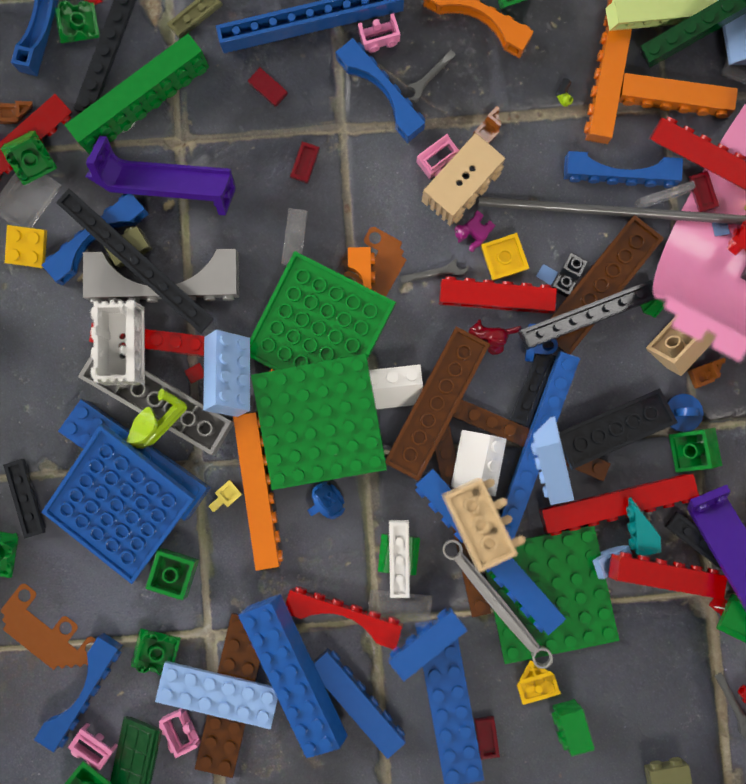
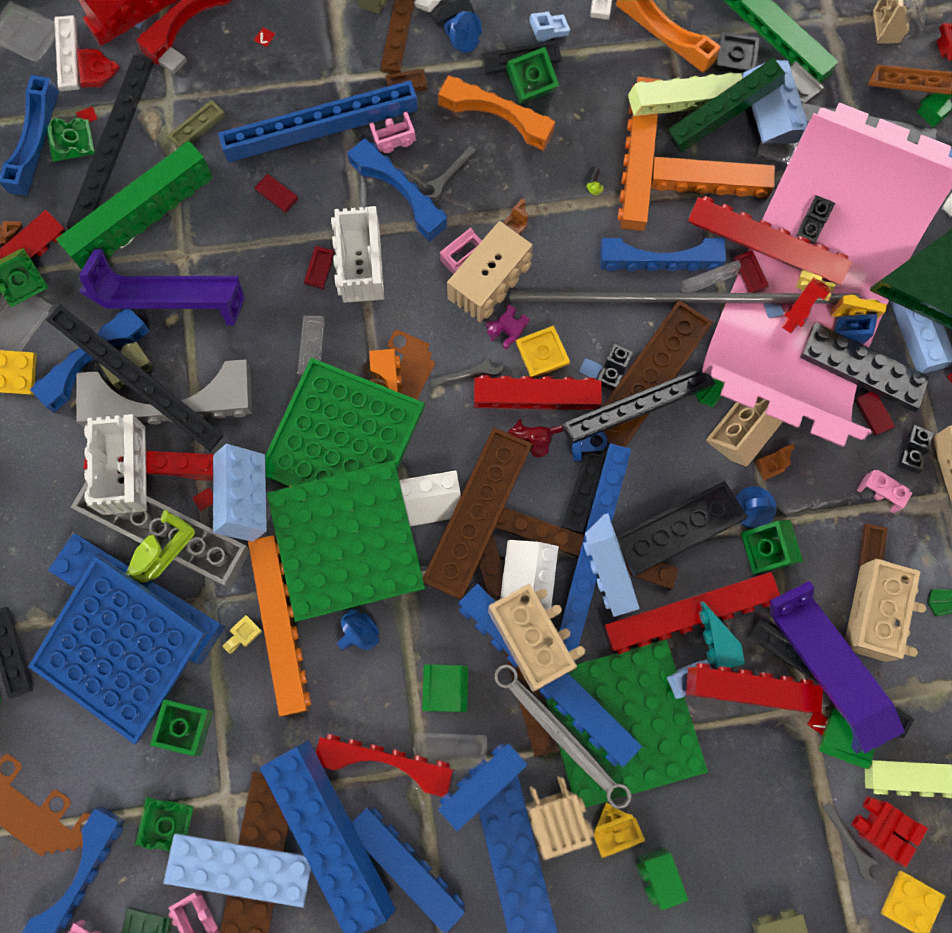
camera: 10 degrees left, 10 degrees down
(338, 132) = (352, 233): none -> white piece
(399, 558) = (445, 692): white tile -> none
(487, 737) = (562, 902): dark red tile -> none
(490, 680) = (558, 822): none -> tan piece

